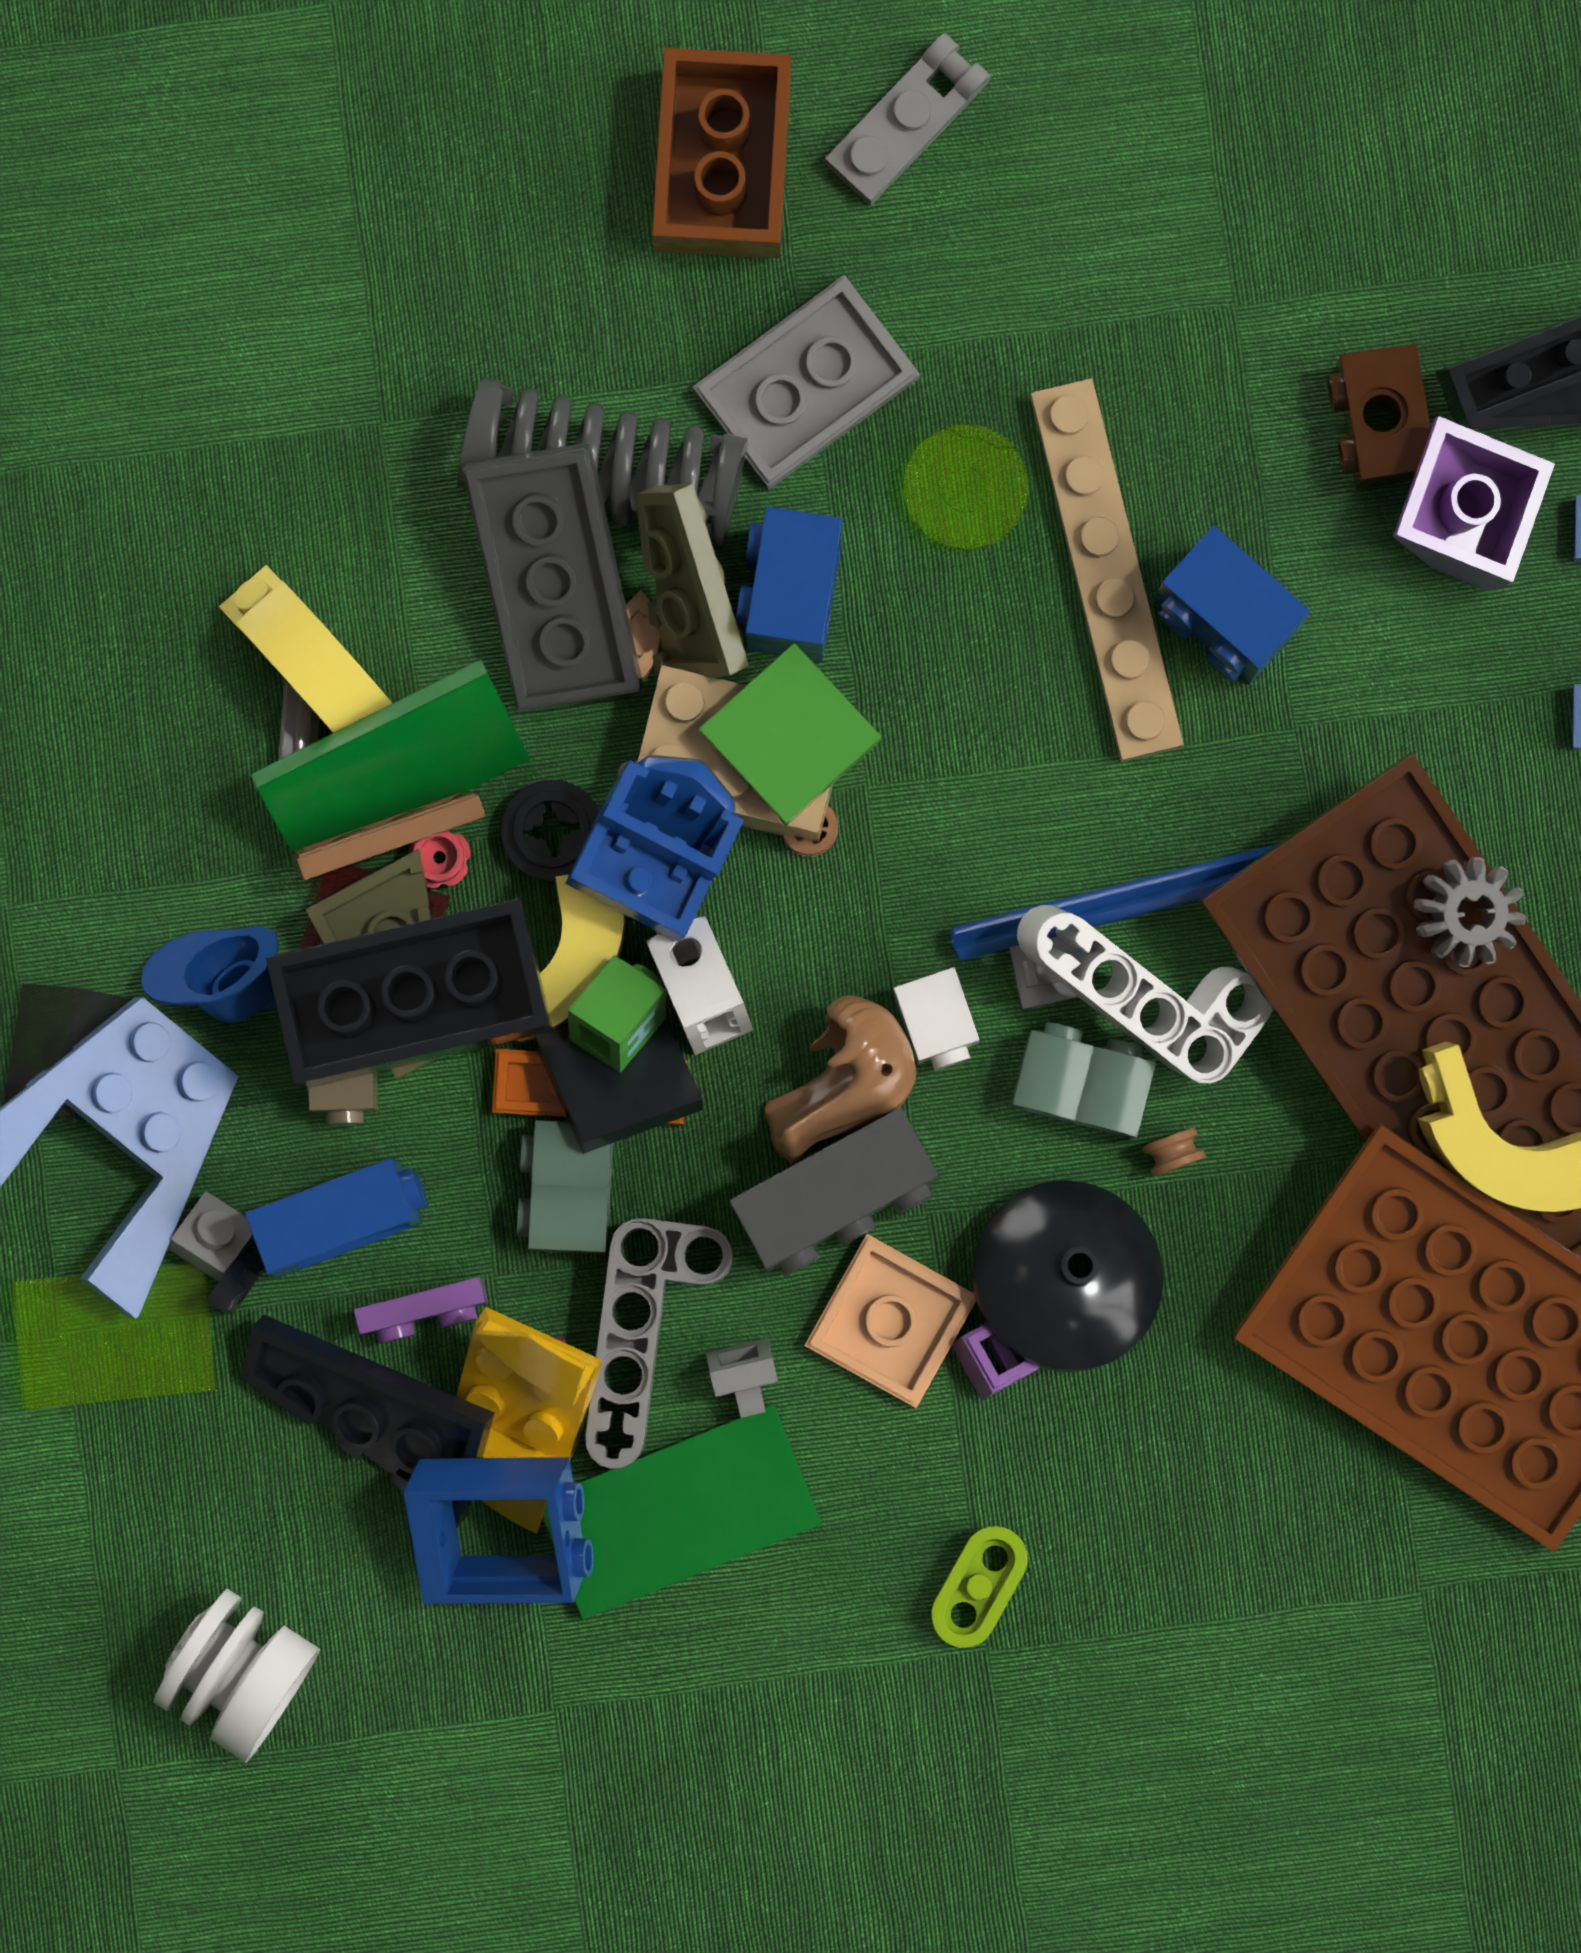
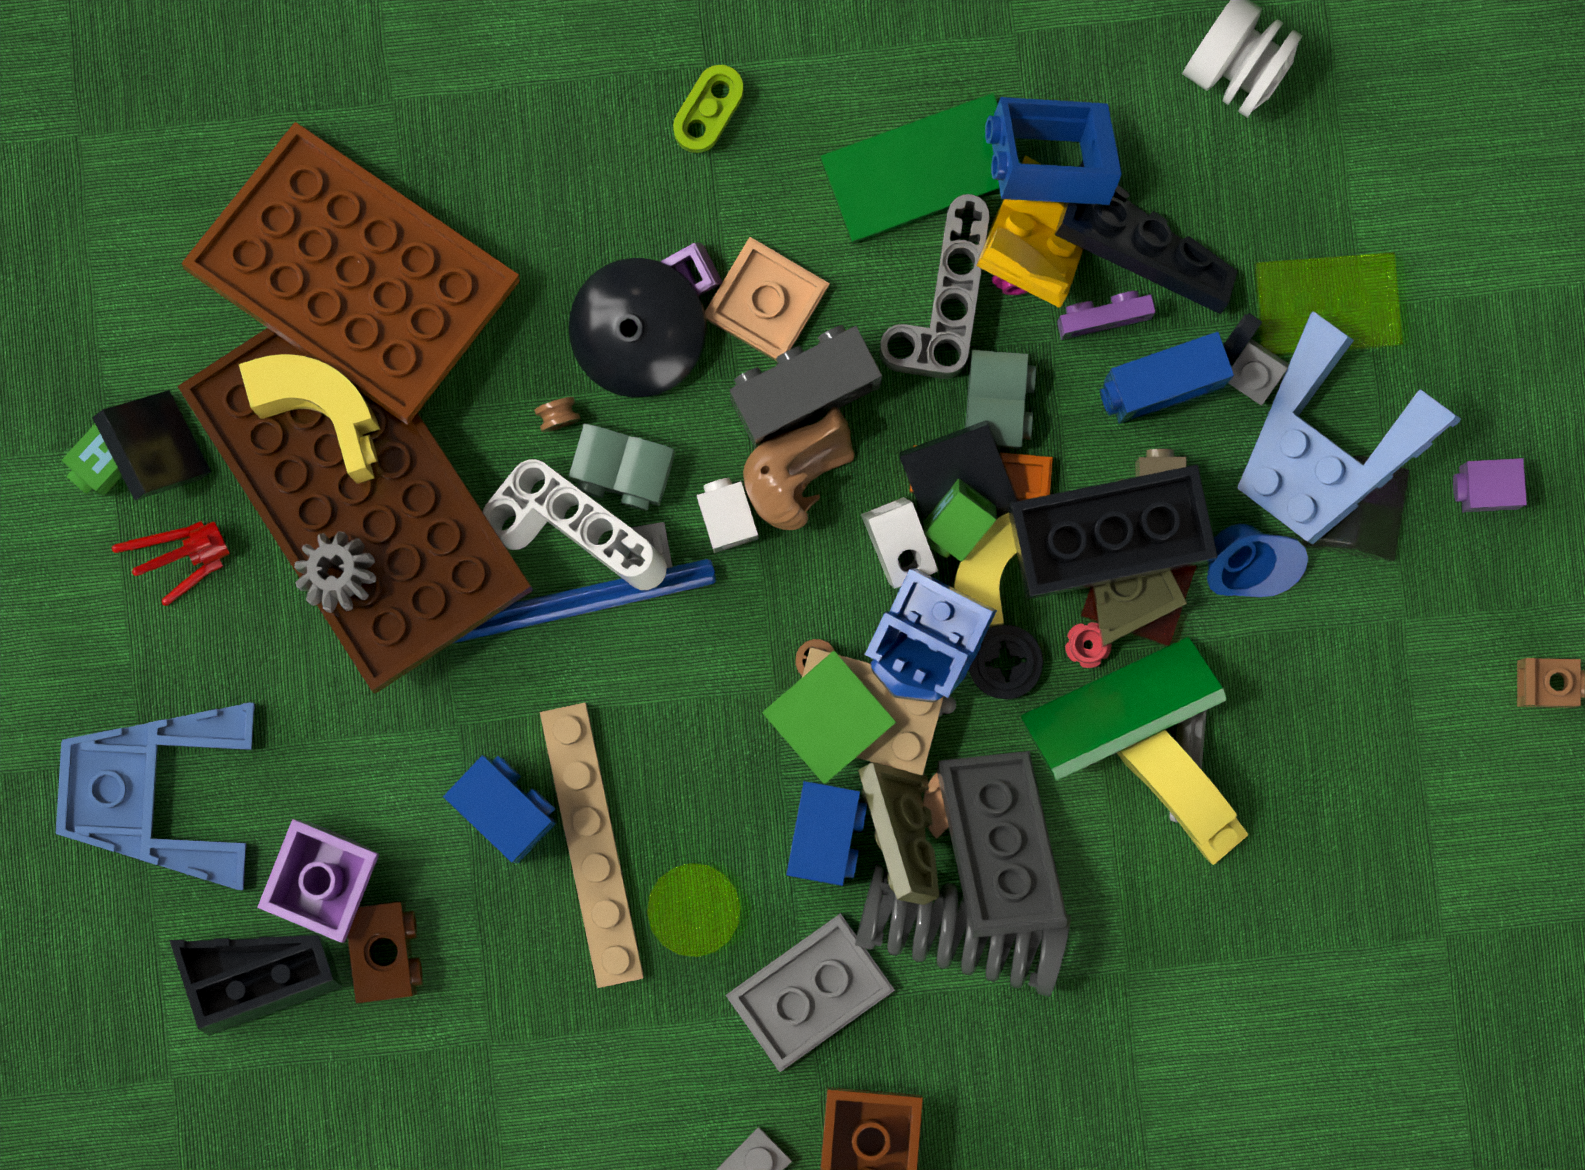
camera: 175 degrees right, 0 degrees up
(387, 834) = (1126, 658): medium nougat tile -> none
(743, 1371) = (874, 264): light grey tile -> none

